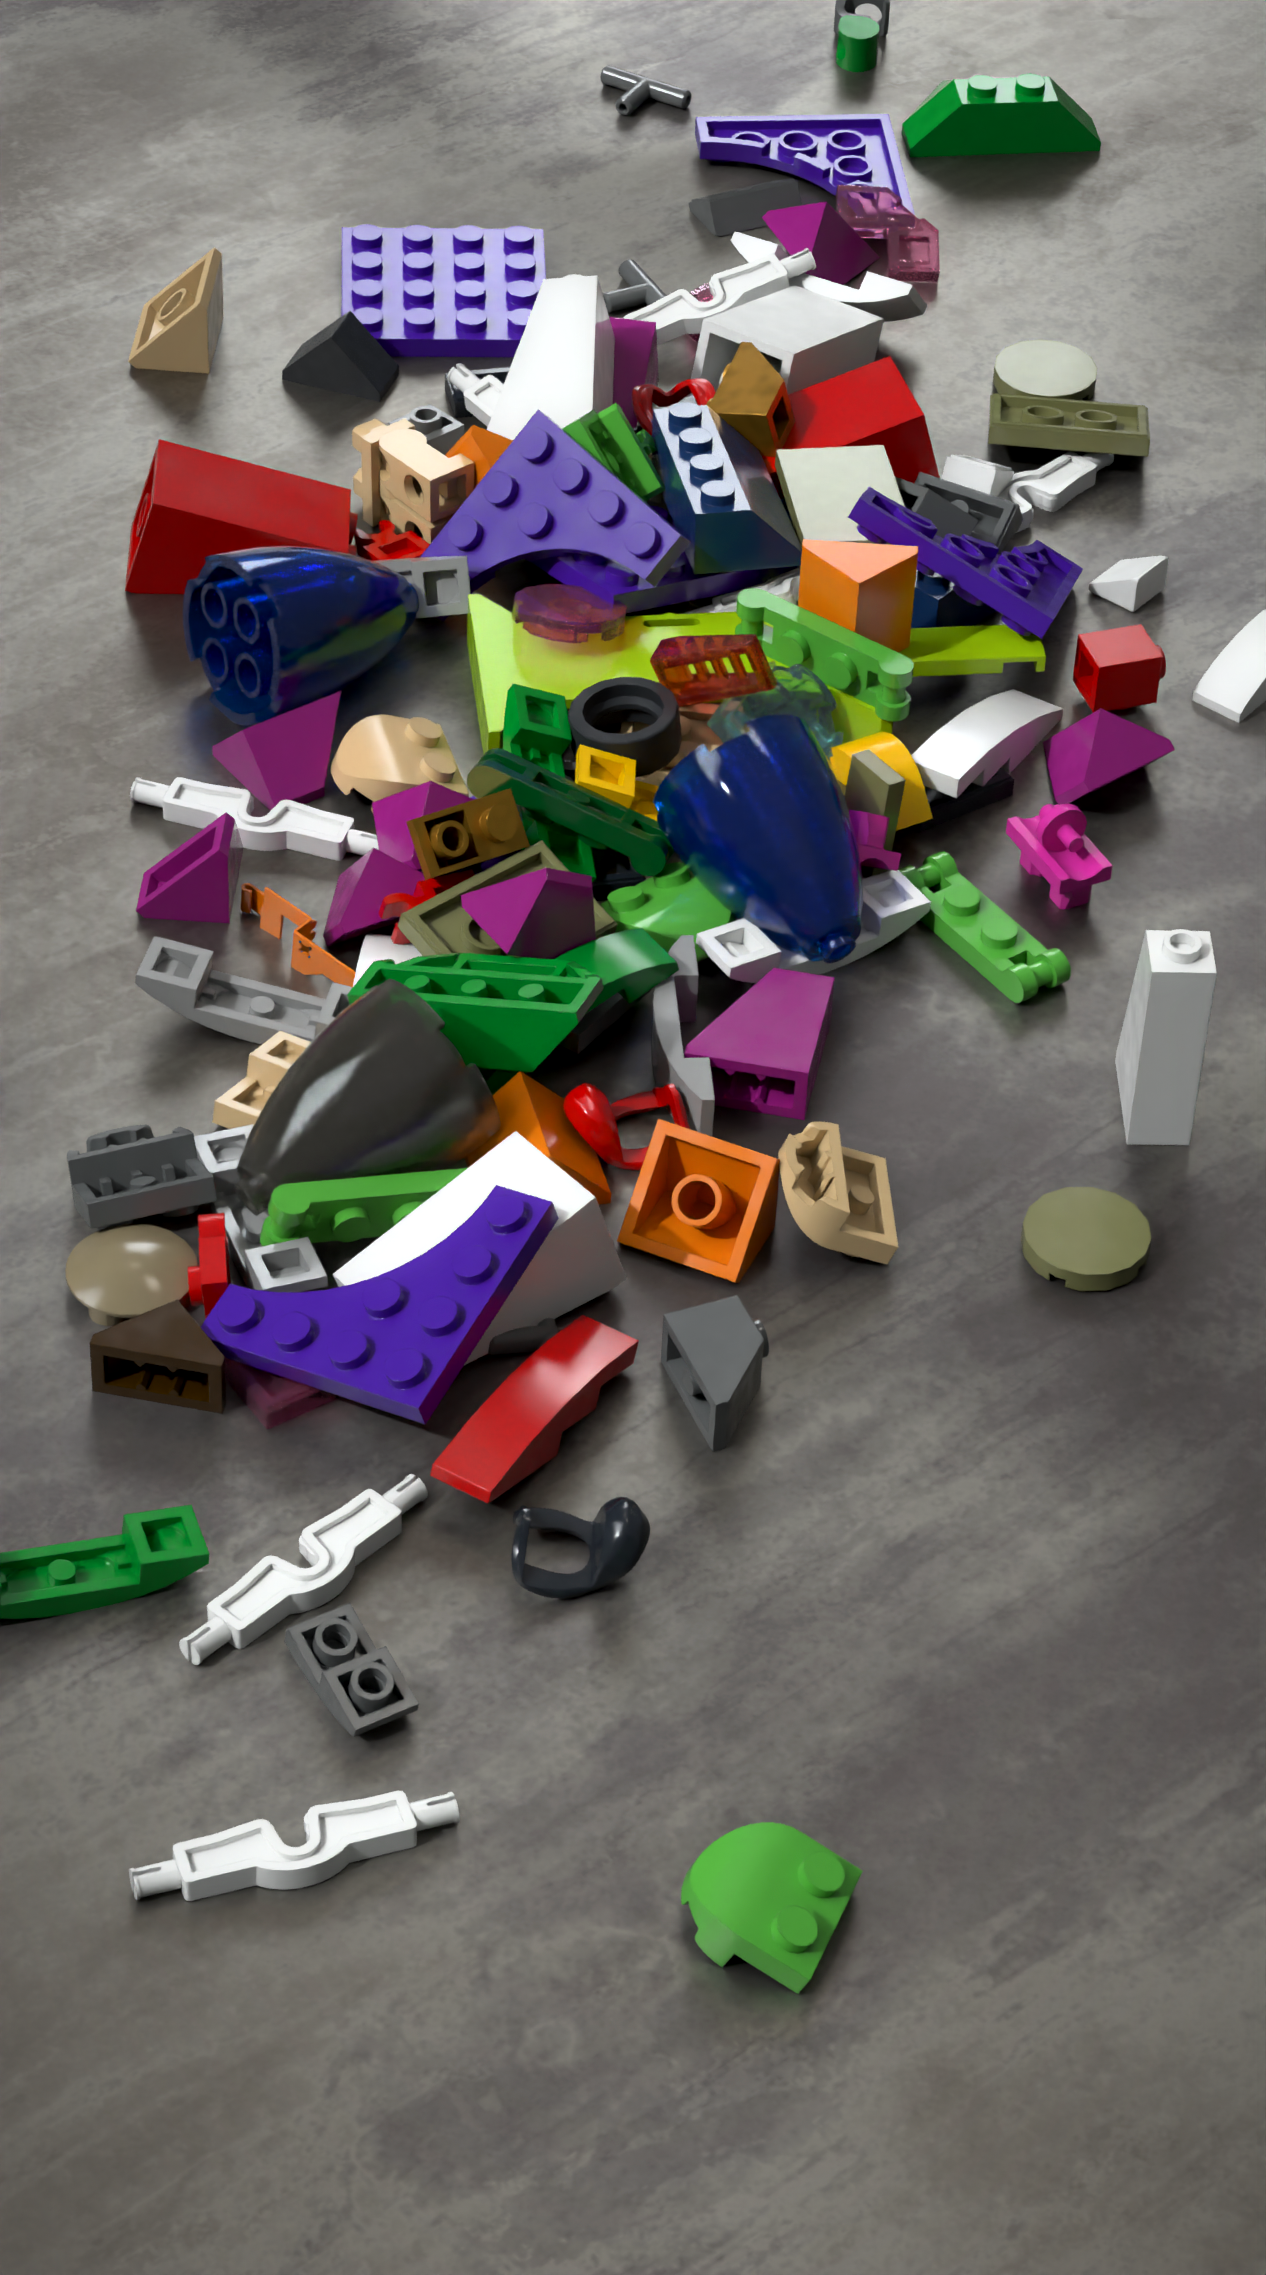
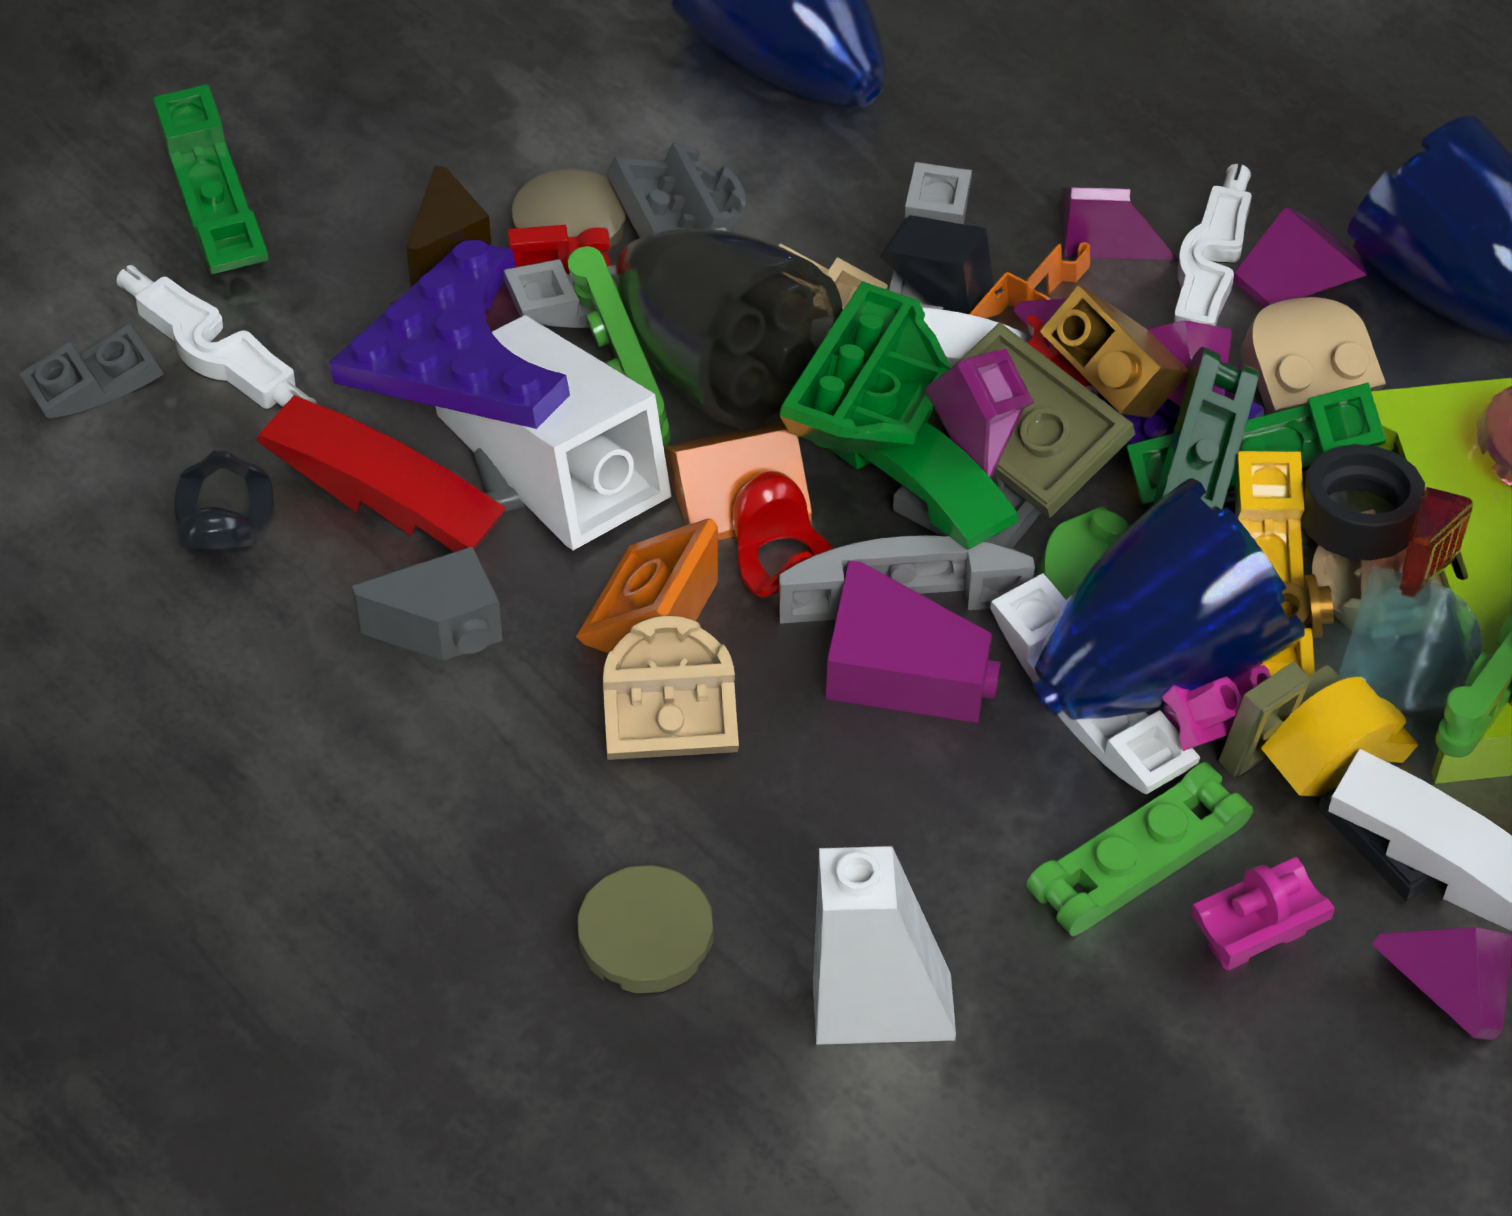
camera: 90 degrees right, 10 degrees up
(285, 962) = (942, 261): none -> black slope

